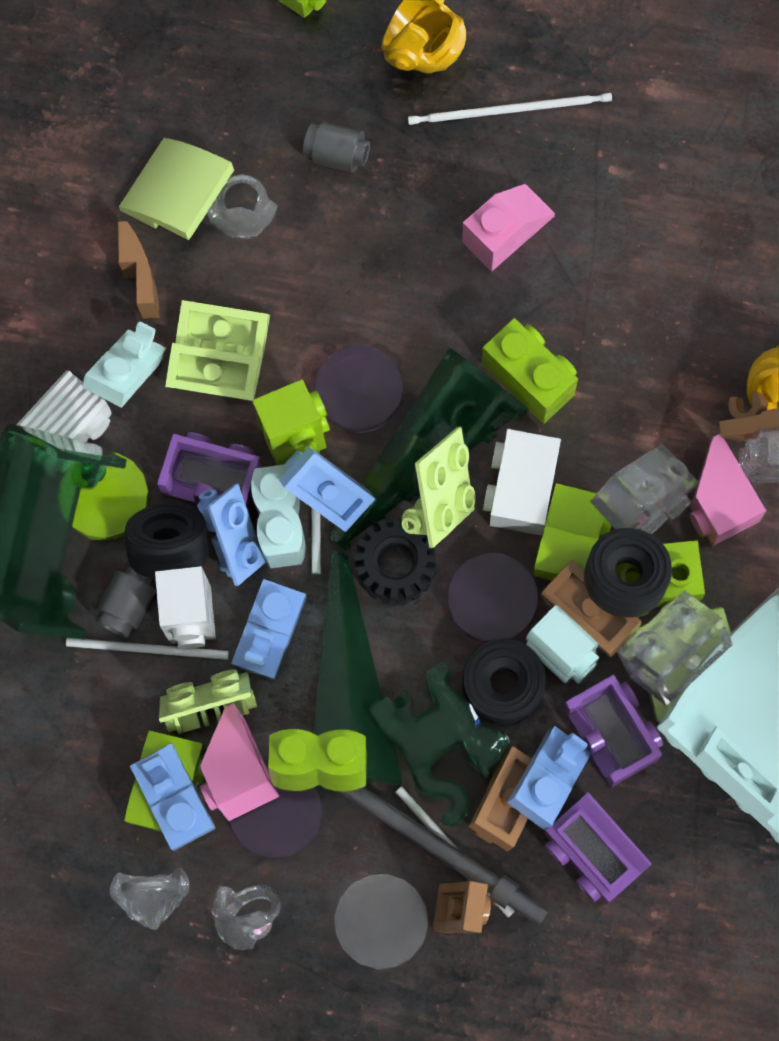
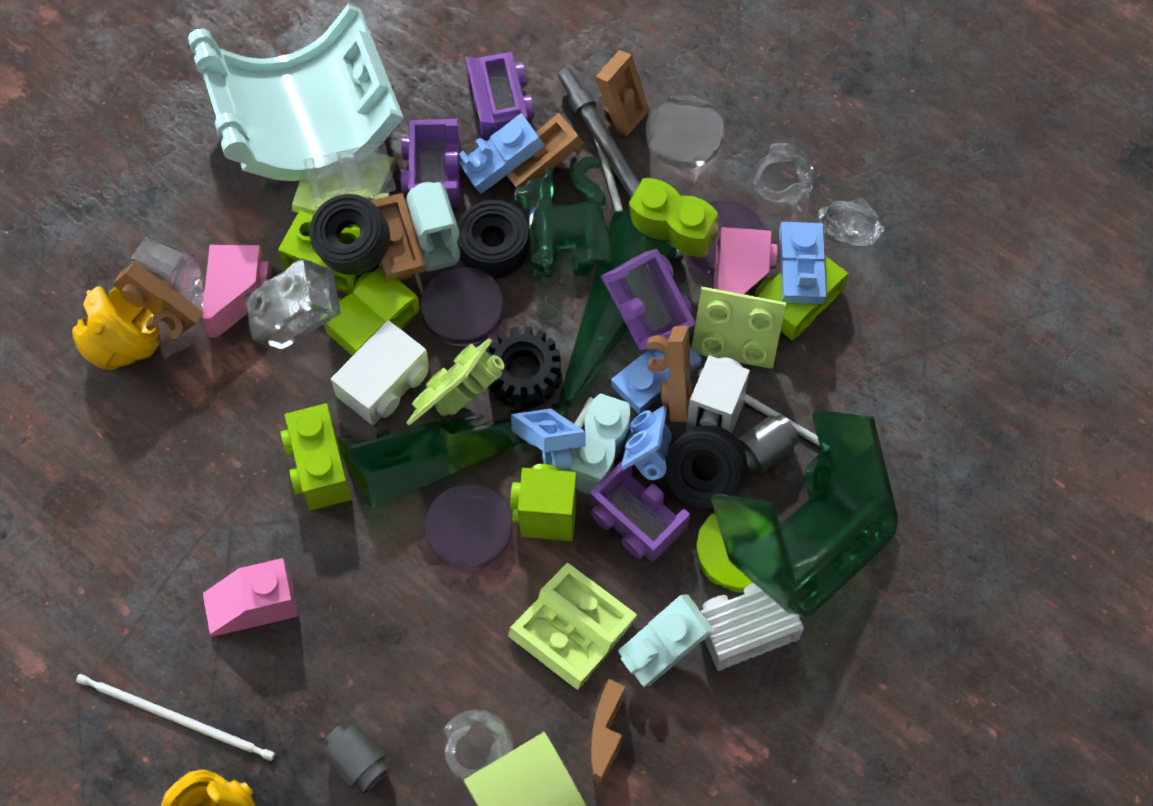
camera: 155 degrees left, 10 degrees down
(241, 616) = (676, 352): none -> medium nougat plate
(301, 672) = (648, 297): none -> medium lavender window

